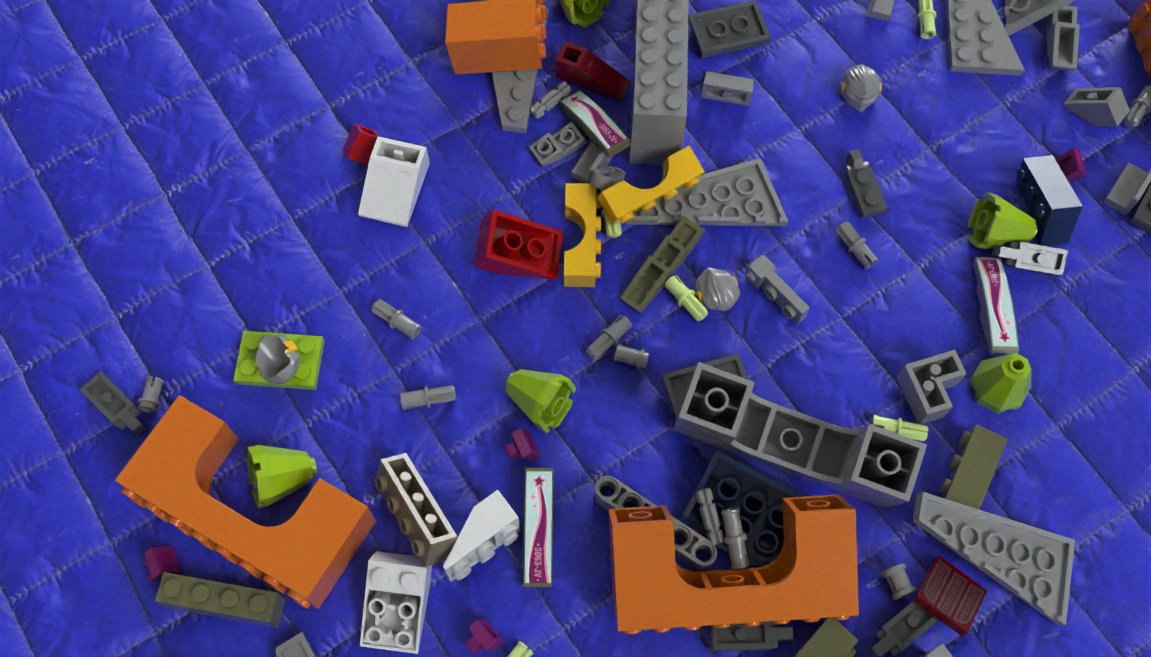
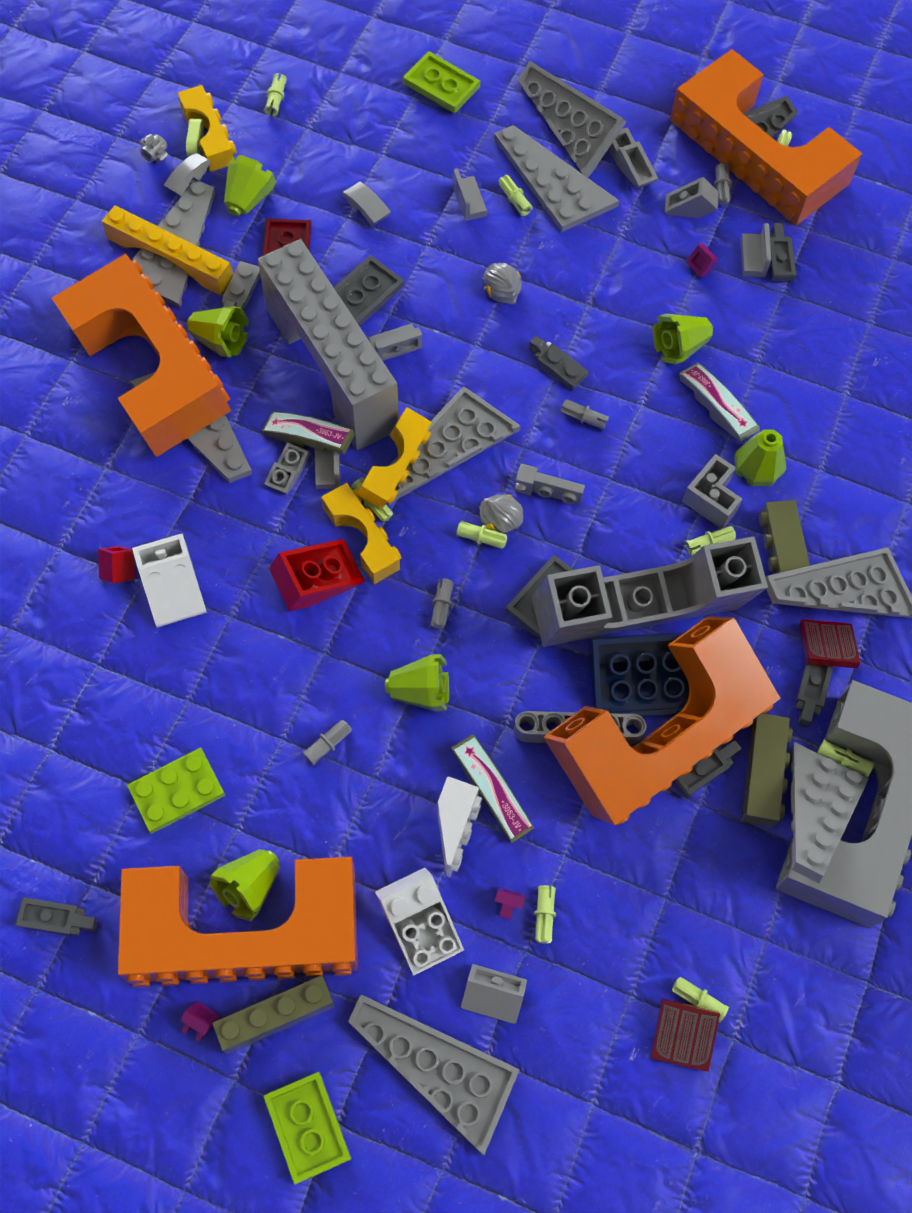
camera: 35 degrees left, 0 degrees up
(149, 400) = (85, 894): light grey pin -> none
(277, 359) = (180, 787): light grey hair -> none
(396, 319) = (253, 694): light grey axle -> none
(415, 509) = (387, 835): dark tan brick -> none
(523, 446) = (435, 732): magenta tile -> none
(550, 99) = (254, 433): light grey axle -> none
(590, 72) = (273, 391): dark red slope -> none
(607, 176) = (352, 472): light grey beam -> none
(632, 356) = (470, 607): light grey pin -> none
(662, 264) = (444, 518): olive slope -> none
(710, 516) = (621, 696): light grey axle -> none
(735, 538) = (649, 699): light grey pin -> none
(899, 581) = (786, 657): light grey bush -> none
(1033, 257) = (722, 348): hinge -> none
(1049, 199) = (704, 295): dark blue wedge -> none

